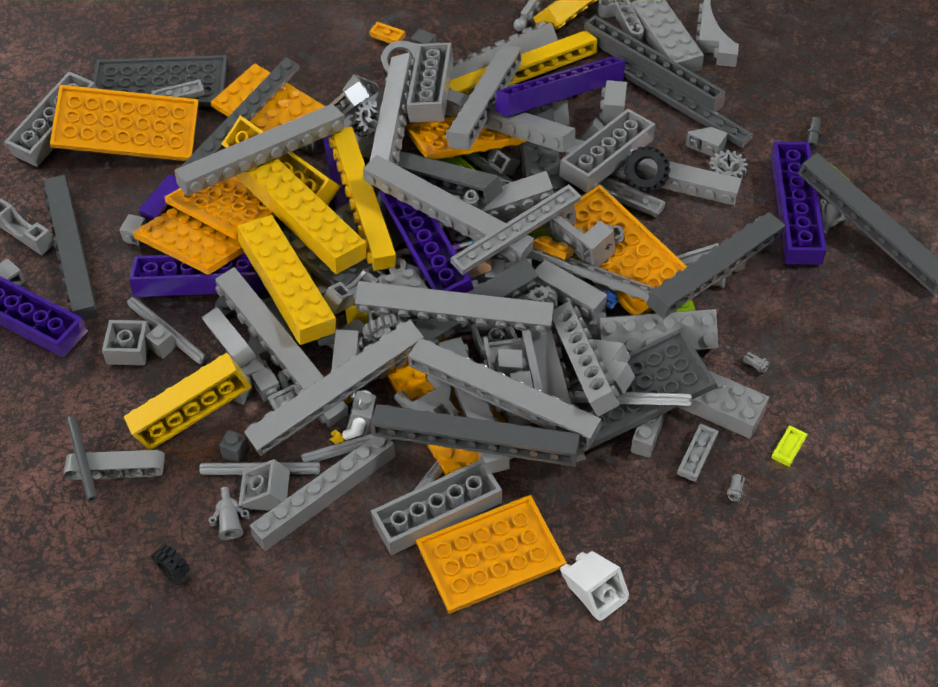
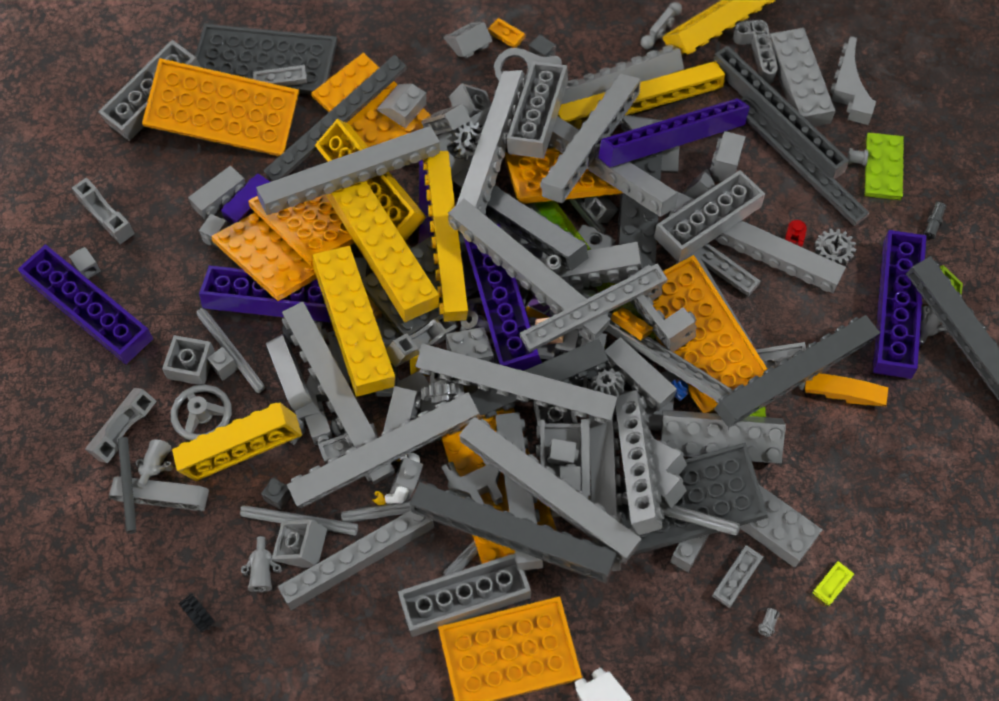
camera: 10 degrees right, 10 degrees up
(70, 247) = (148, 242): dark grey brick -> none
(75, 394) = (133, 408): none -> light grey arch
(104, 435) = (152, 461): none -> light grey piece
(131, 197) = (217, 192): none -> light grey brick
(145, 383) = (200, 410): none -> light grey piece
(301, 98) = (403, 104): none -> light grey slope
(353, 41) = (469, 38): none -> light grey slope
(620, 236) = (701, 323): light grey bush -> none
(662, 169) = (731, 247): black tyre -> none
(689, 157) = (796, 230): none -> red plate
(707, 140) = (819, 213): light grey slope -> none
(732, 91) = (857, 156): none -> light grey bush
(756, 362) = (817, 482): light grey pin -> none
(757, 97) = (884, 166): none -> lime plate
(765, 278) = (848, 389): none -> light orange slope

